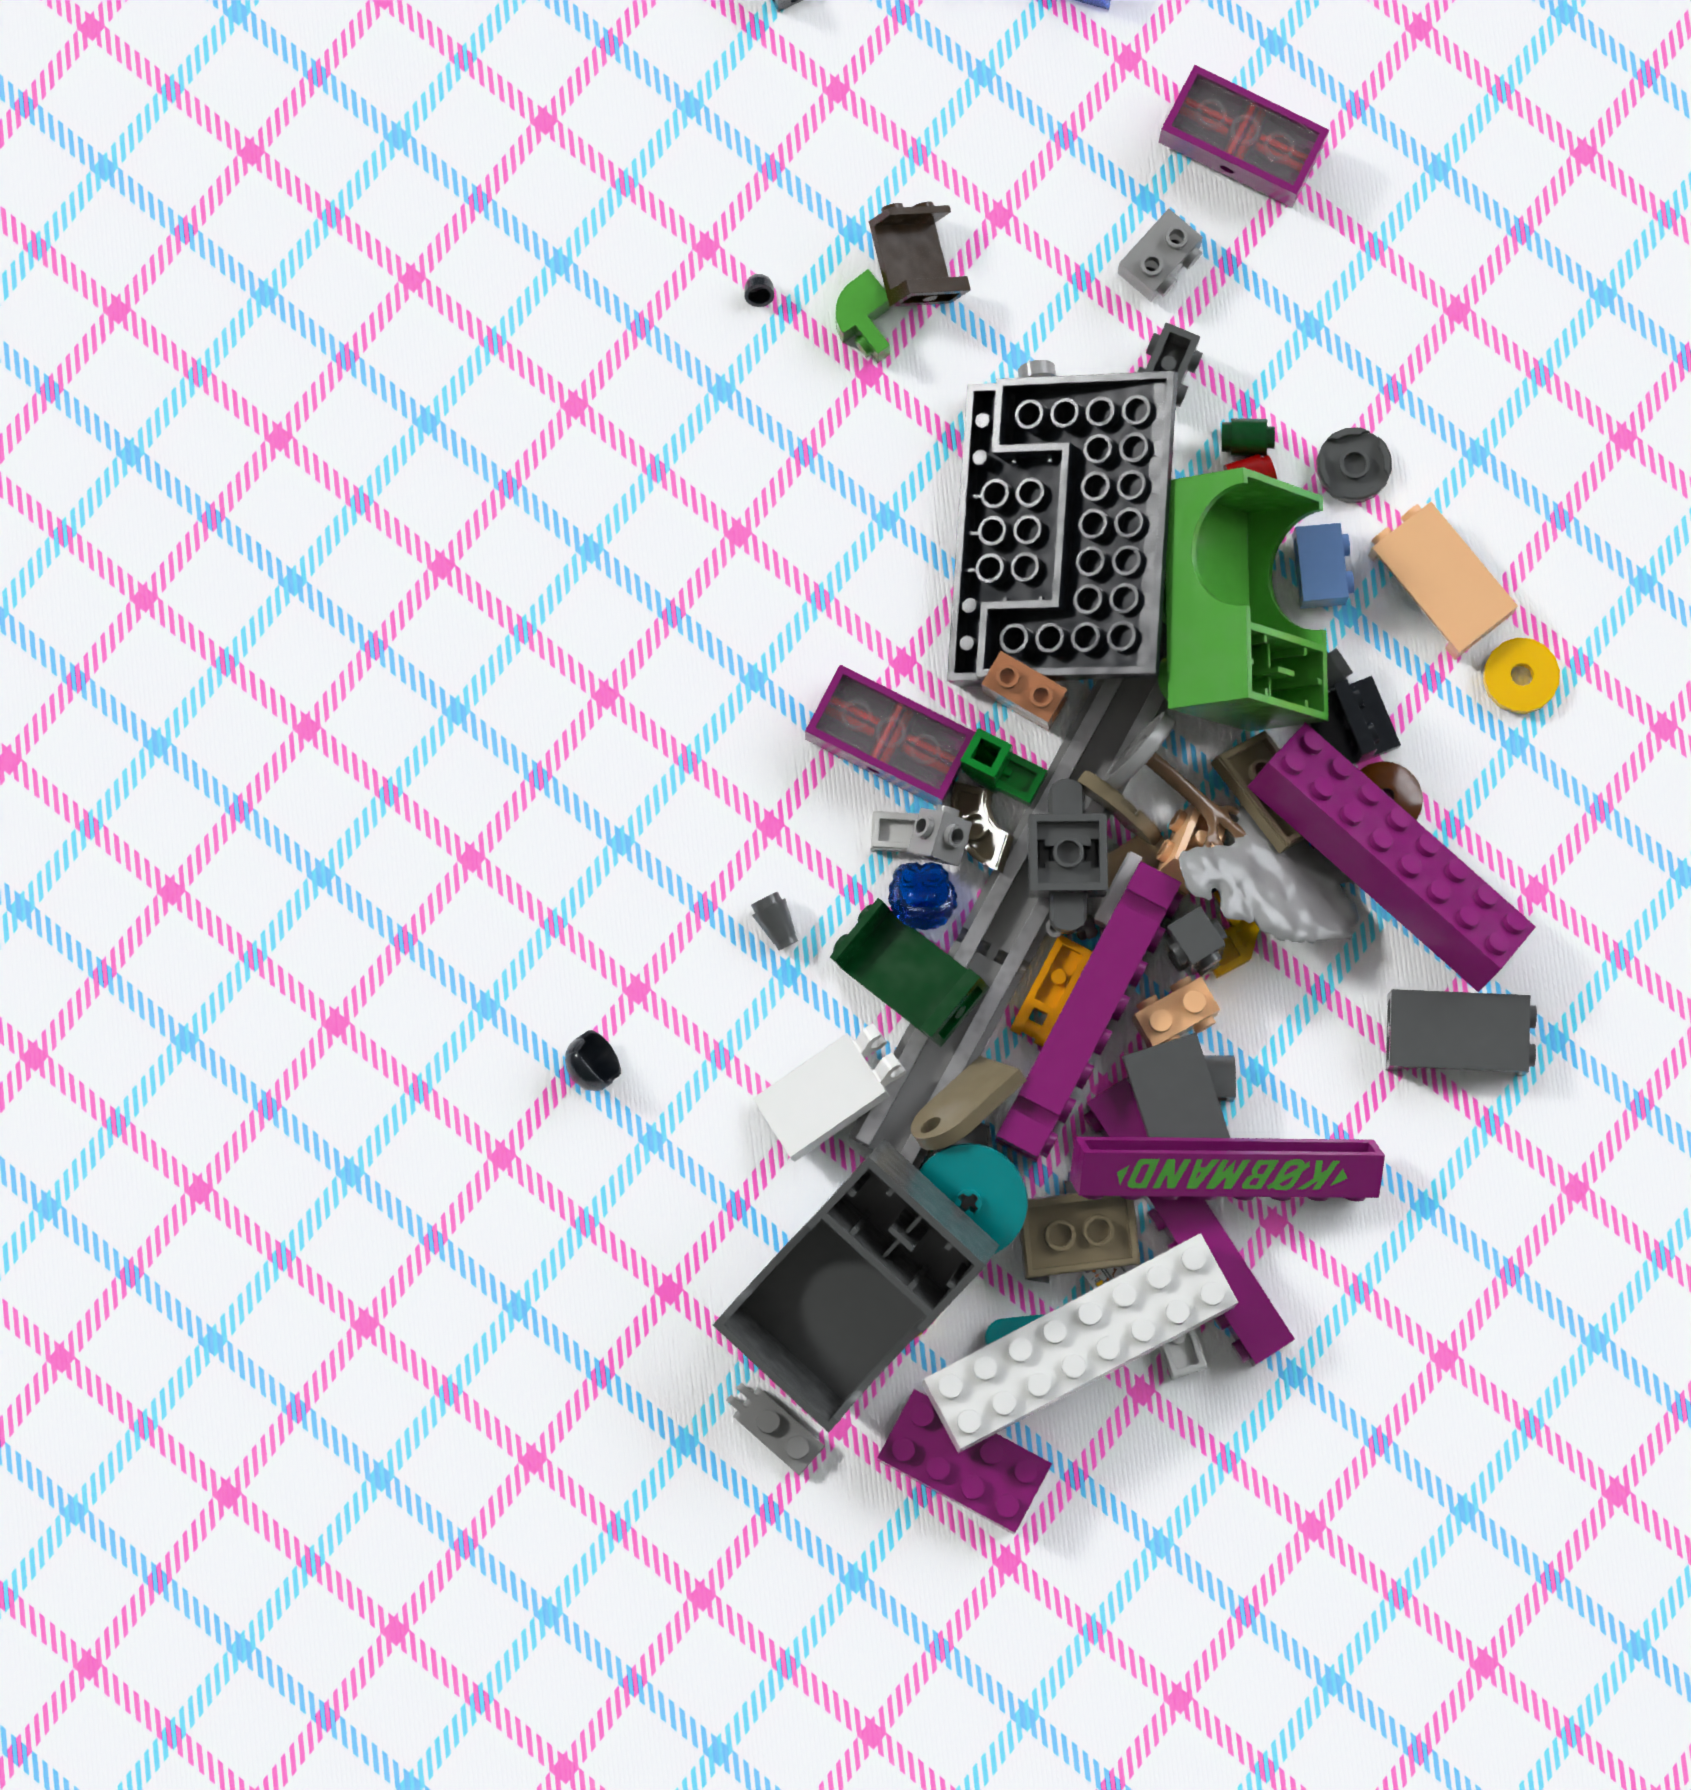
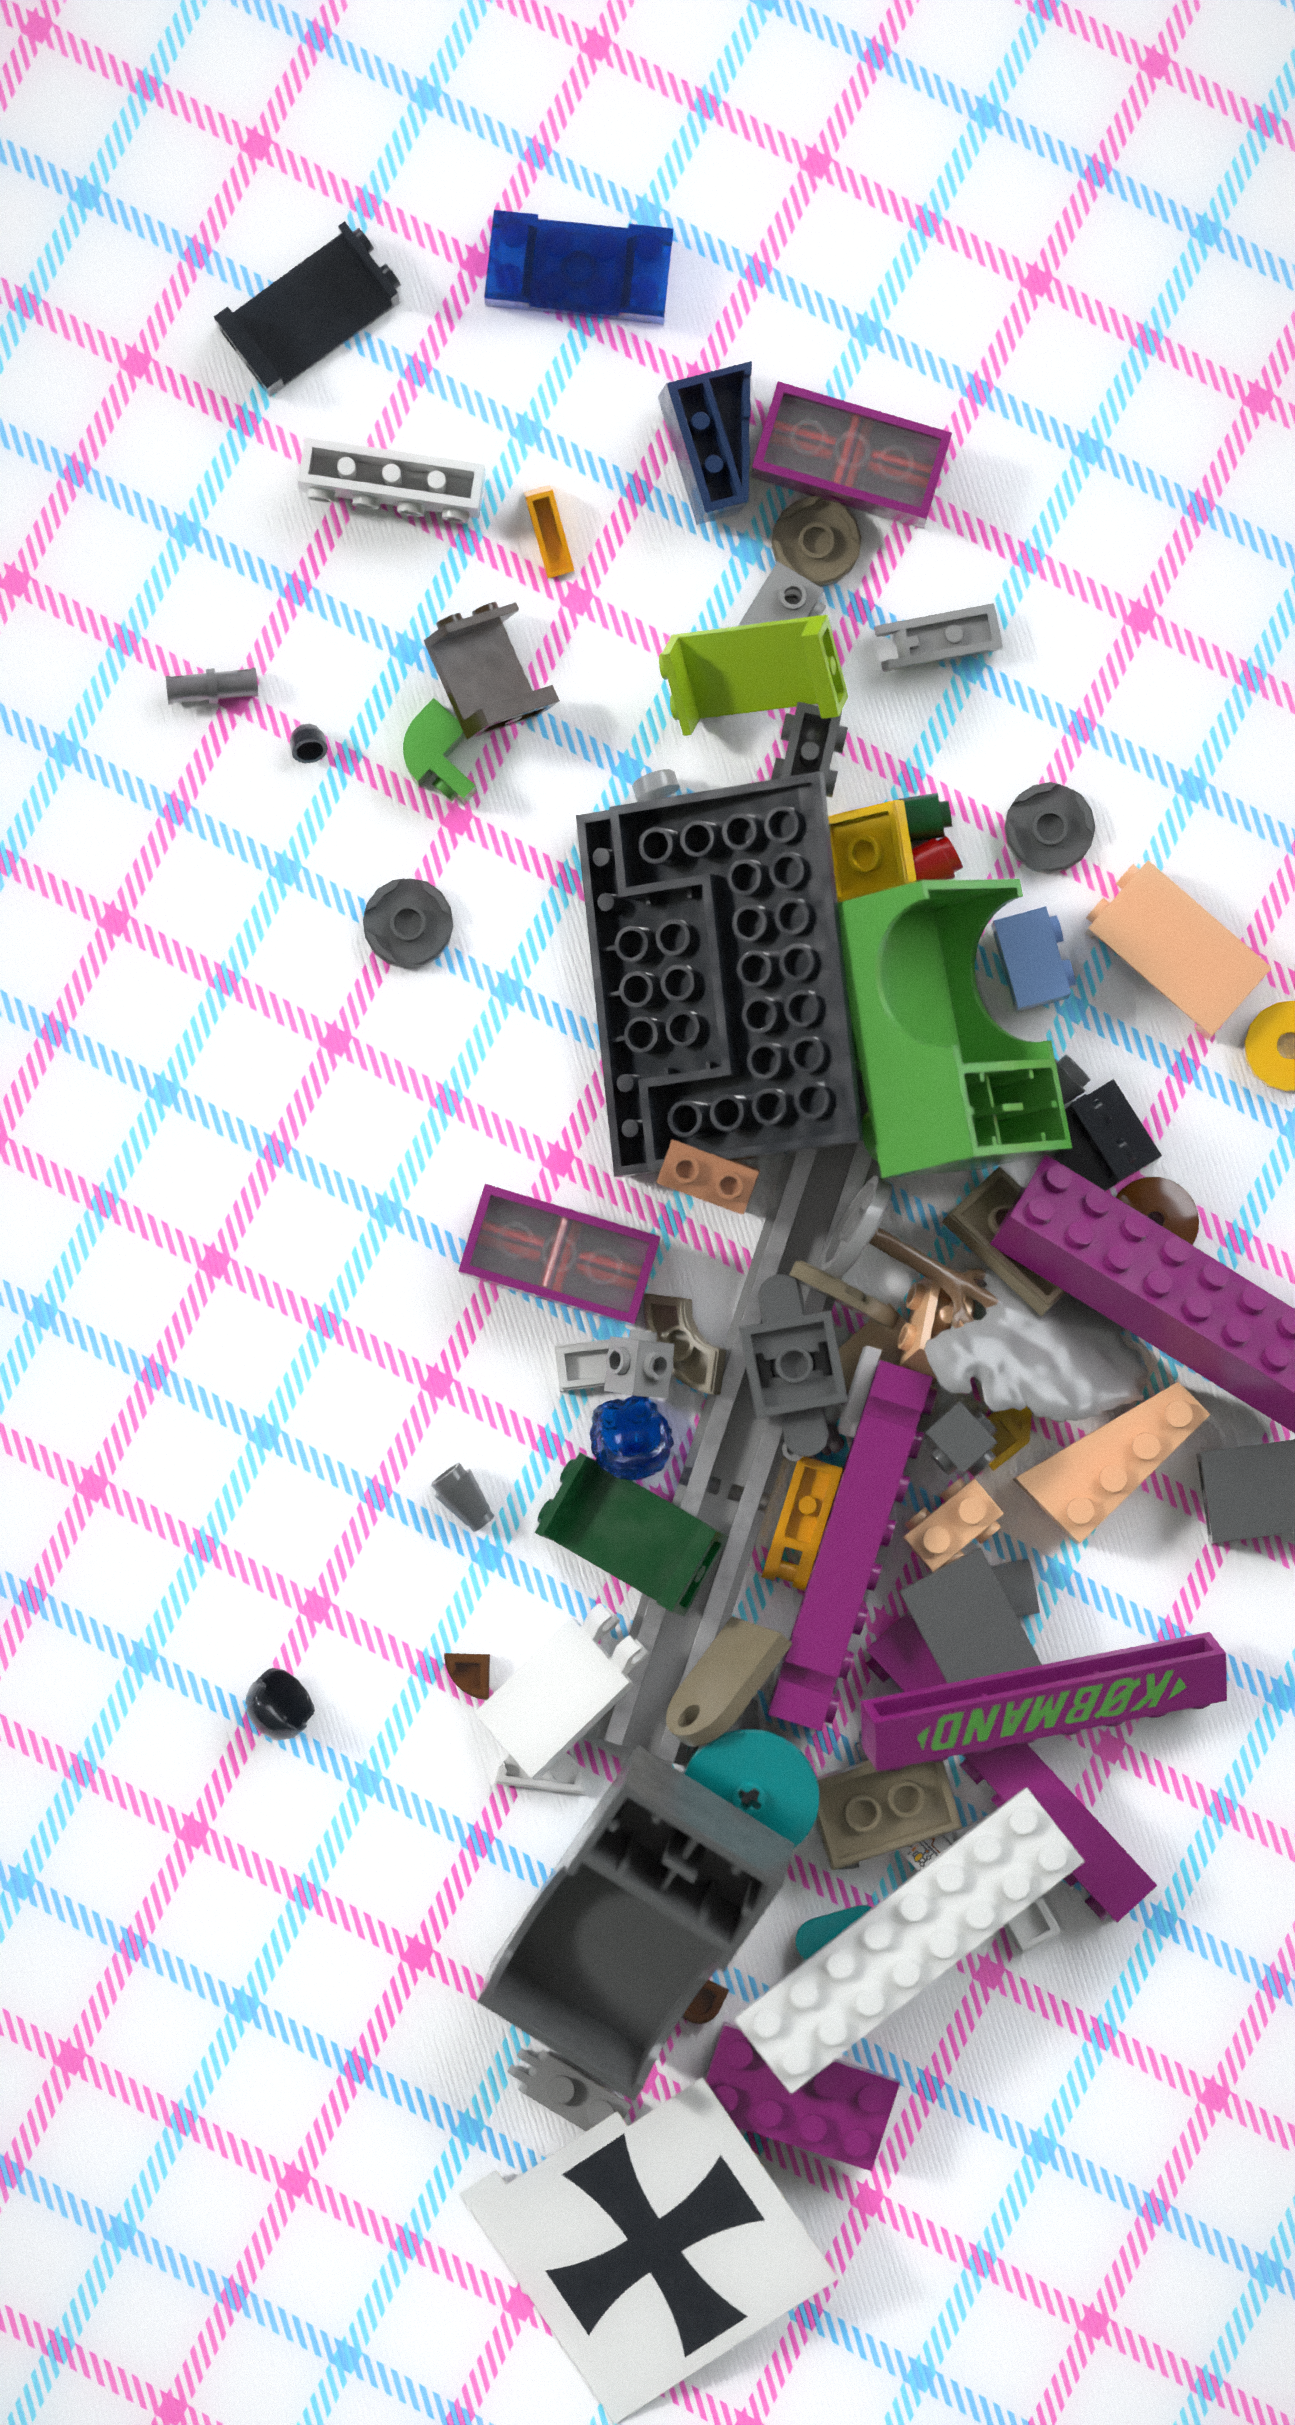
camera: 10 degrees left, 5 degrees up
(689, 230) = (211, 686): none -> flat silver pin
(754, 1065) = (470, 1673): none -> reddish brown tile
(813, 1164) = (562, 1776): none -> white tile
(814, 449) = (408, 923): none -> dark grey tile
(820, 1564) = (651, 2246): none -> white sticker
(866, 90) = (391, 478): none -> white brick
(900, 1372) = (706, 2003): none -> reddish brown tile
(986, 156) = (549, 531): none -> light orange piece
(997, 768) = (698, 1273): green brick -> none
(1131, 102) = (710, 438): none -> dark blue wedge
(1133, 291) = (753, 670): none -> lime panel
(1204, 200) = (817, 540): none -> dark tan tile
(1205, 446) = (871, 850): none -> yellow tile
(1292, 295) = (942, 636): none -> light grey hinge
(1306, 990) = (1104, 1467): none -> light nougat wedge

